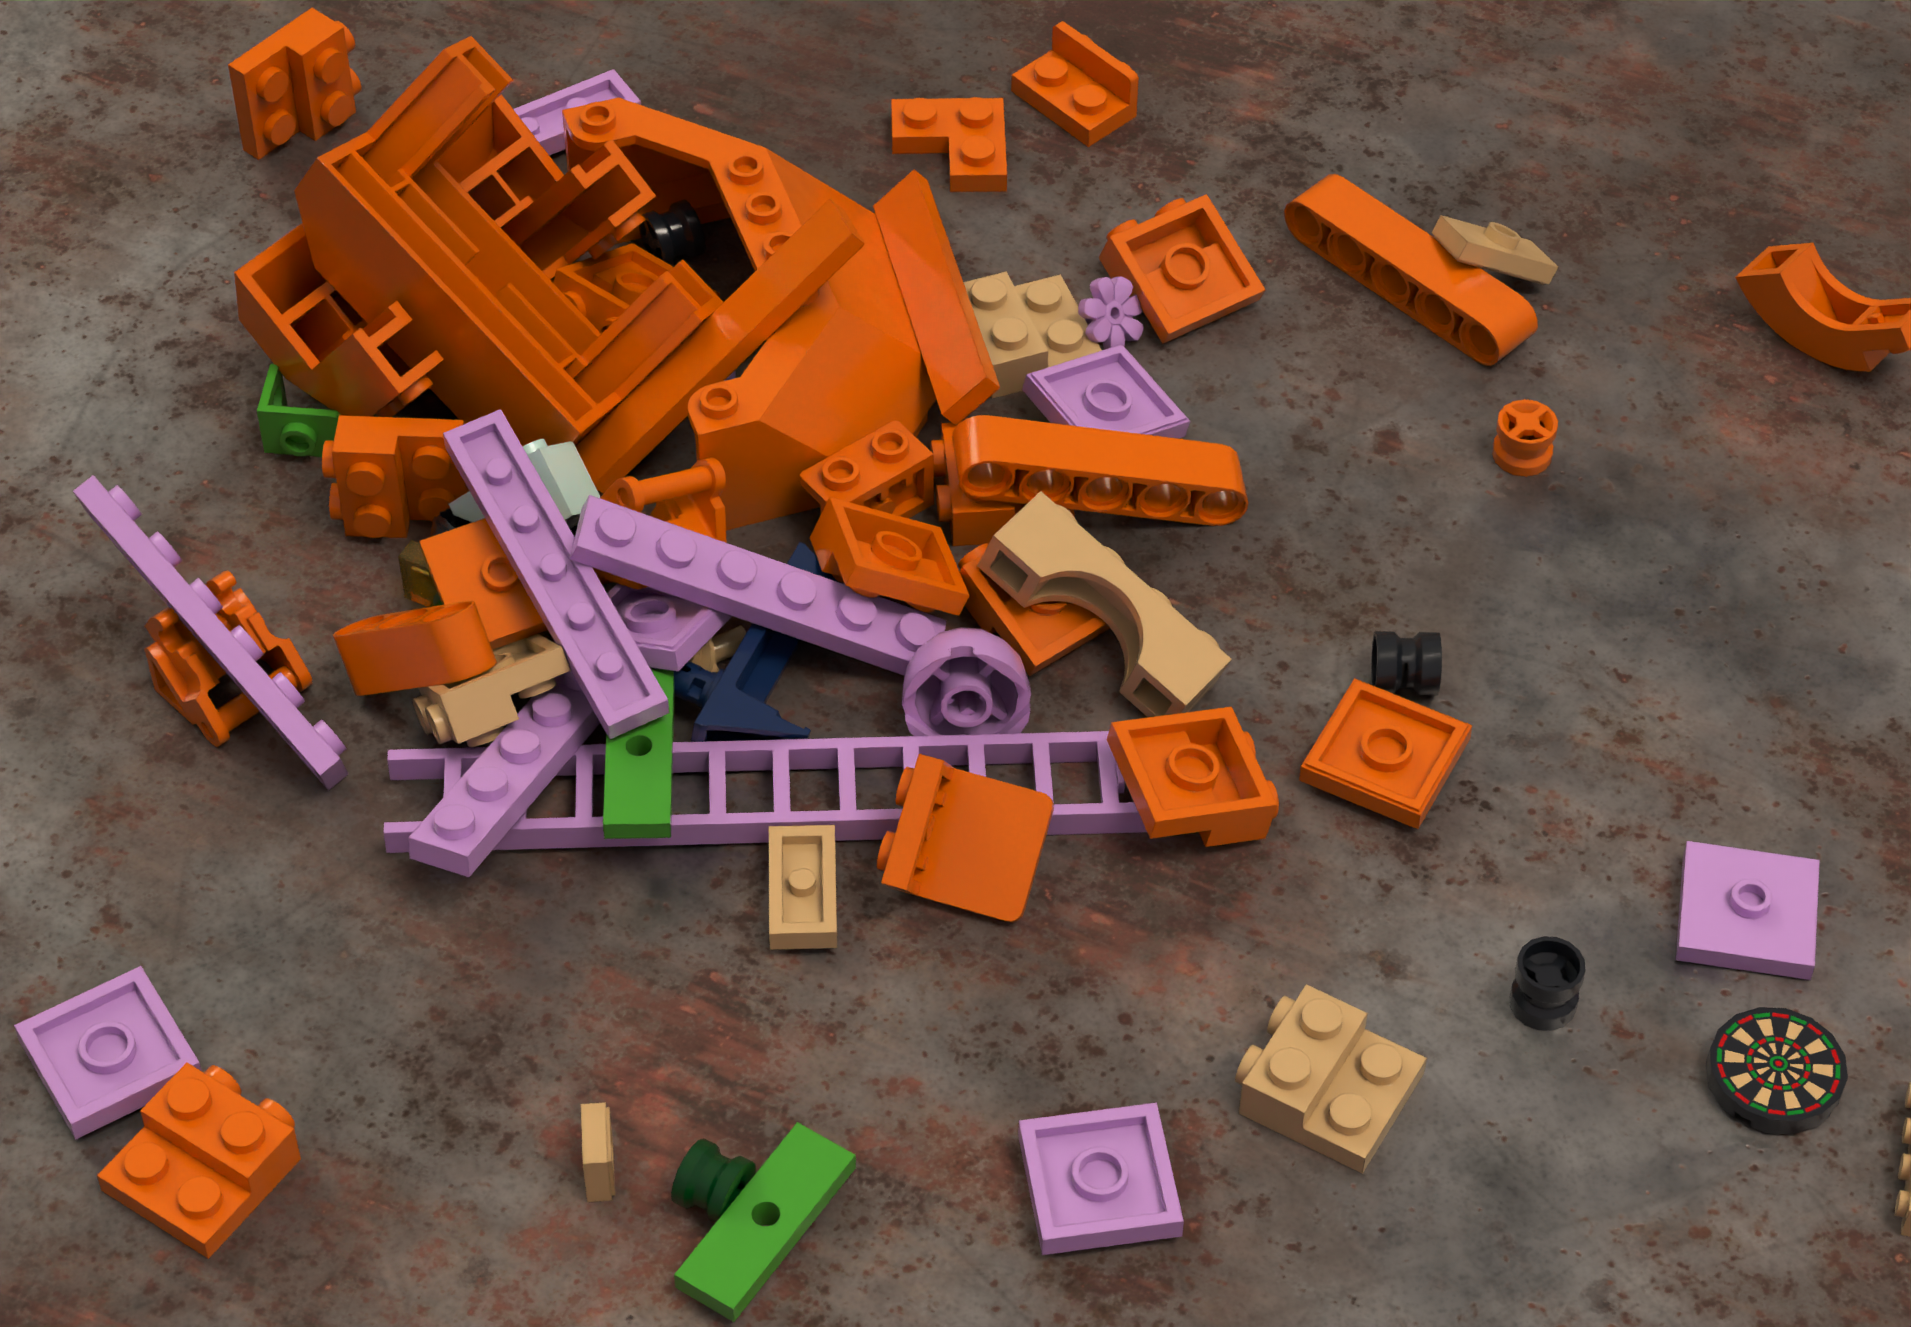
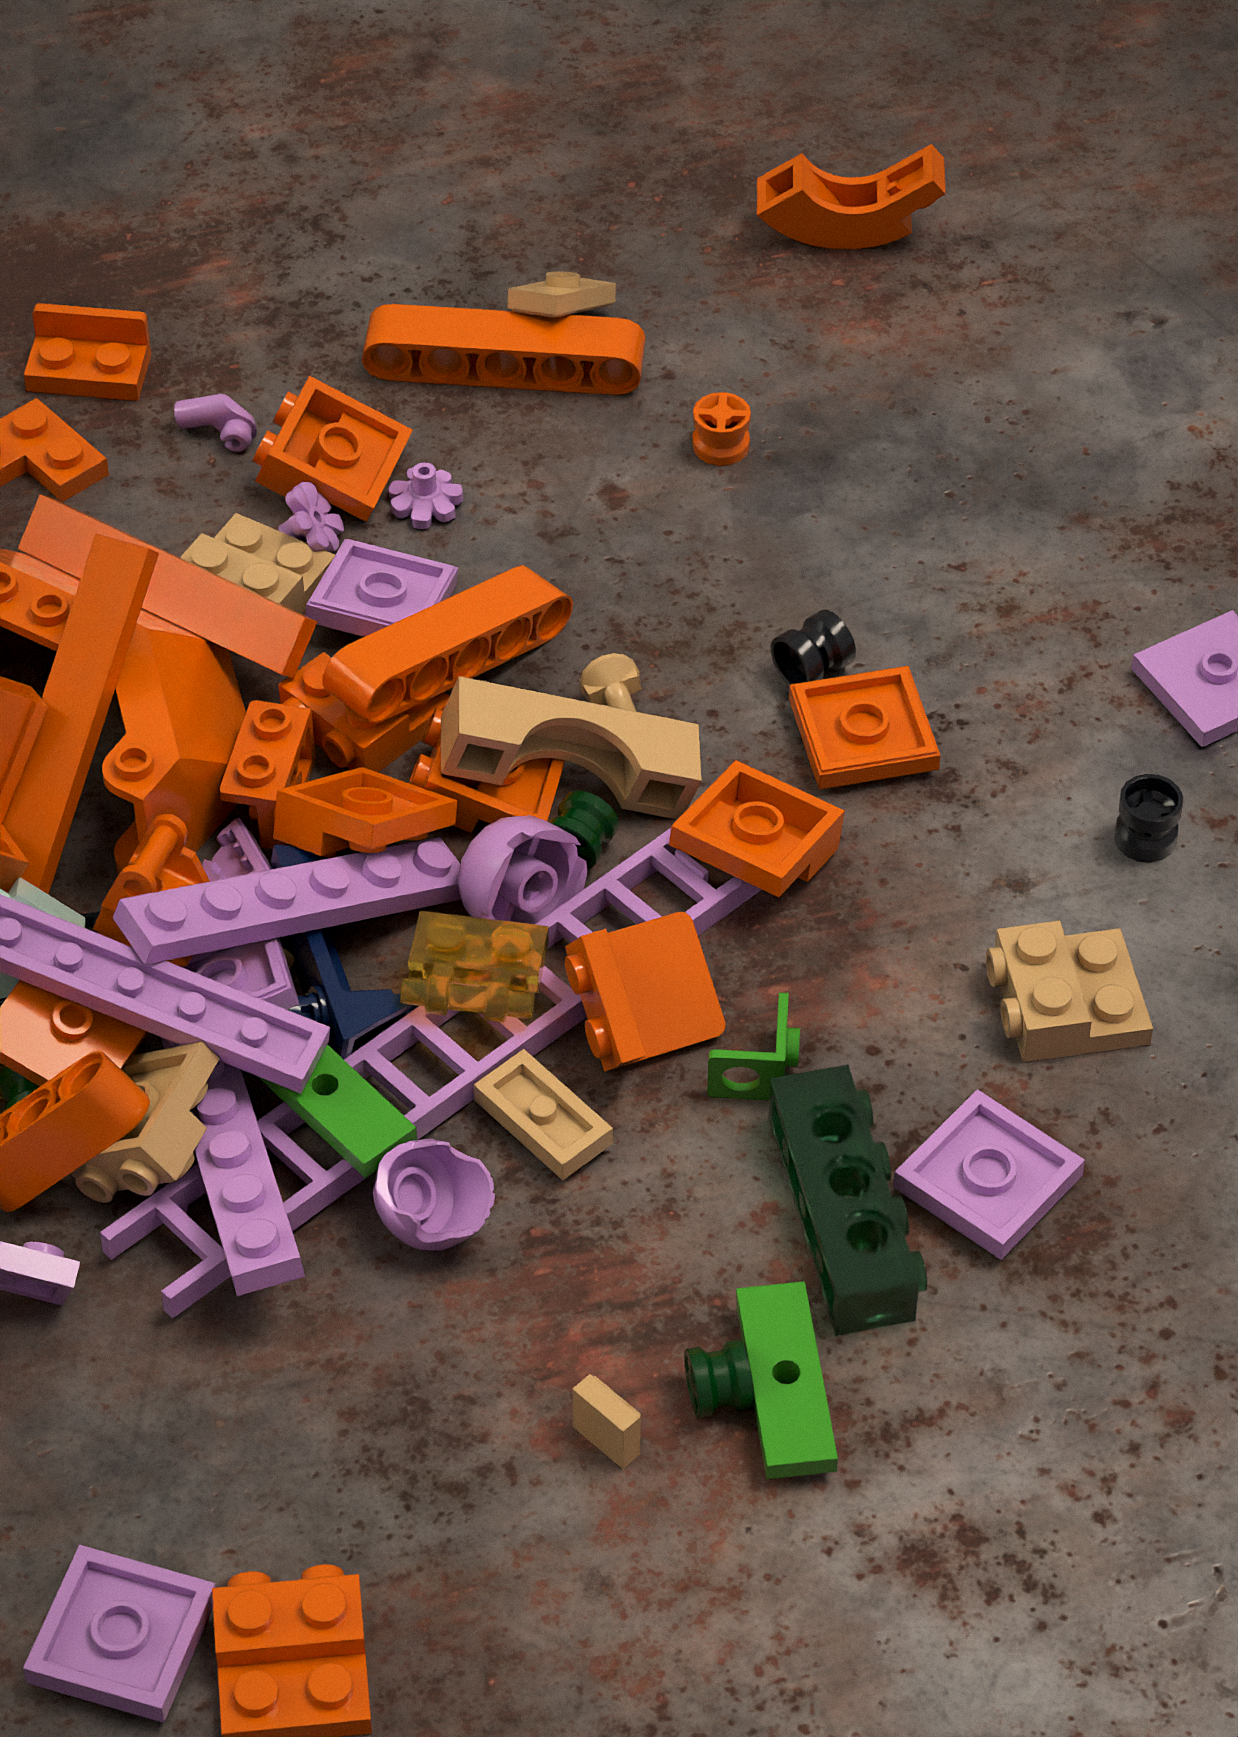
camera: 40 degrees left, 0 degrees up
(640, 884) = (432, 1194): none -> lavender hair
(781, 542) = (237, 854): none -> lavender plate
(866, 722) = (476, 953): none -> clear yellow plate
(993, 1027) = (830, 1154): none -> clear green brick
(1016, 976) = (766, 1064): none -> bright green bracket
(1061, 686) = (589, 821): none -> dark green wheel
(1129, 187) = (222, 412): none -> lavender arm
(1209, 586) = (611, 681): none -> tan plate
(1228, 349) = (425, 495): none -> lavender plant

